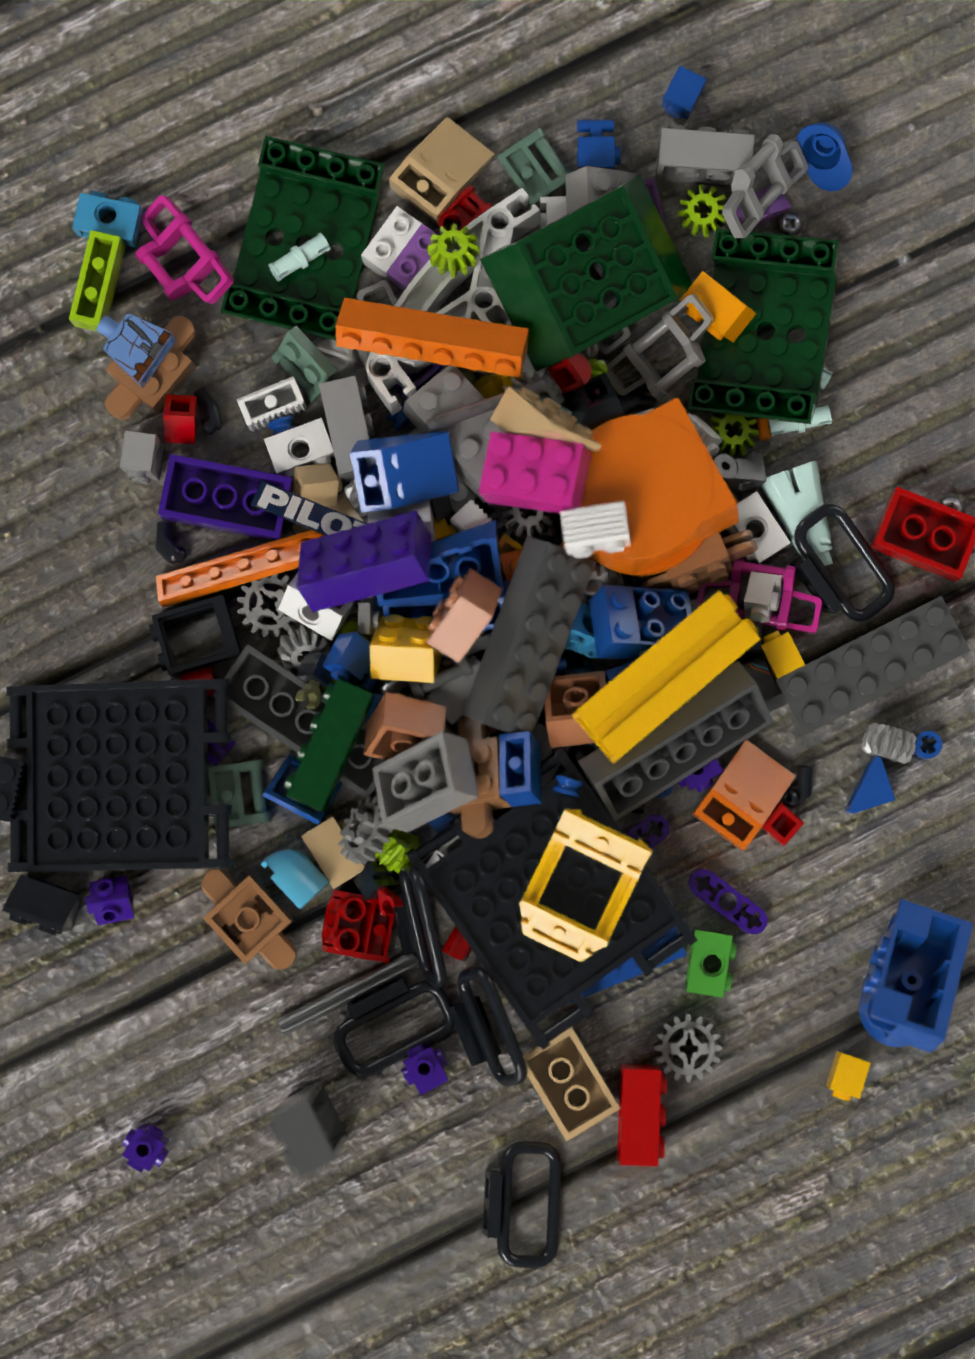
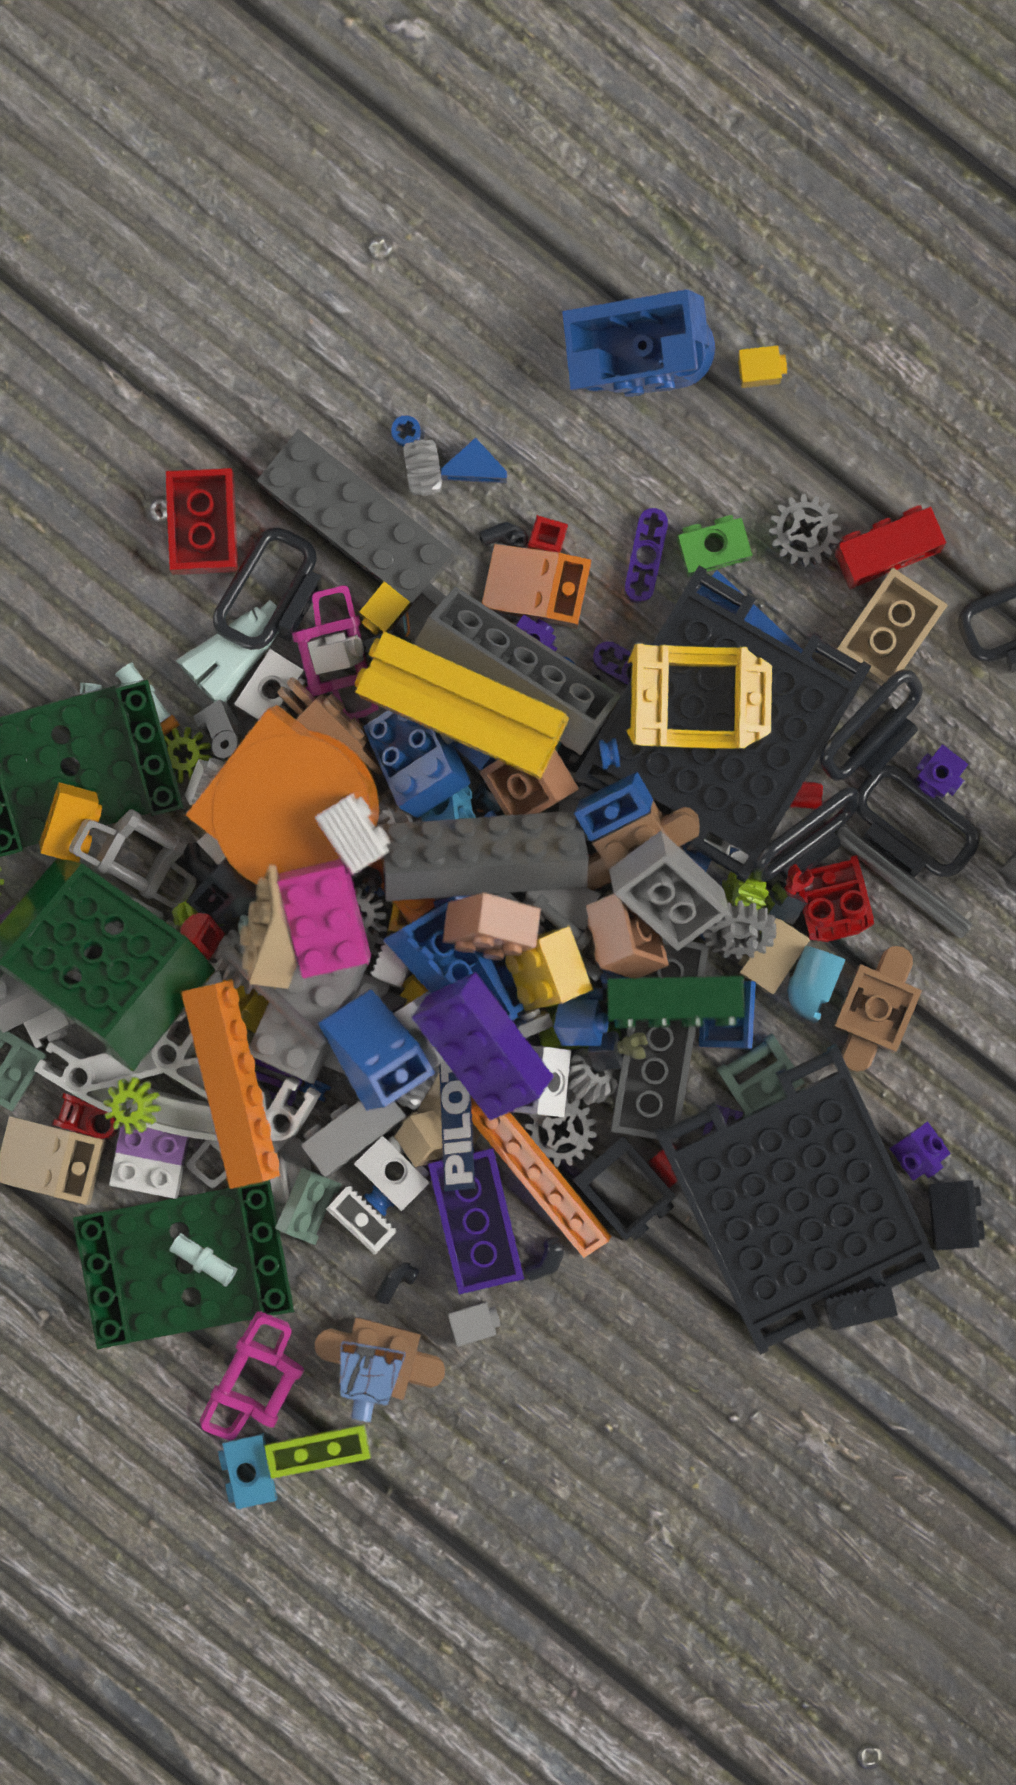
camera: 115 degrees left, 0 degrees up
(180, 419) = (418, 1303): red brick -> none

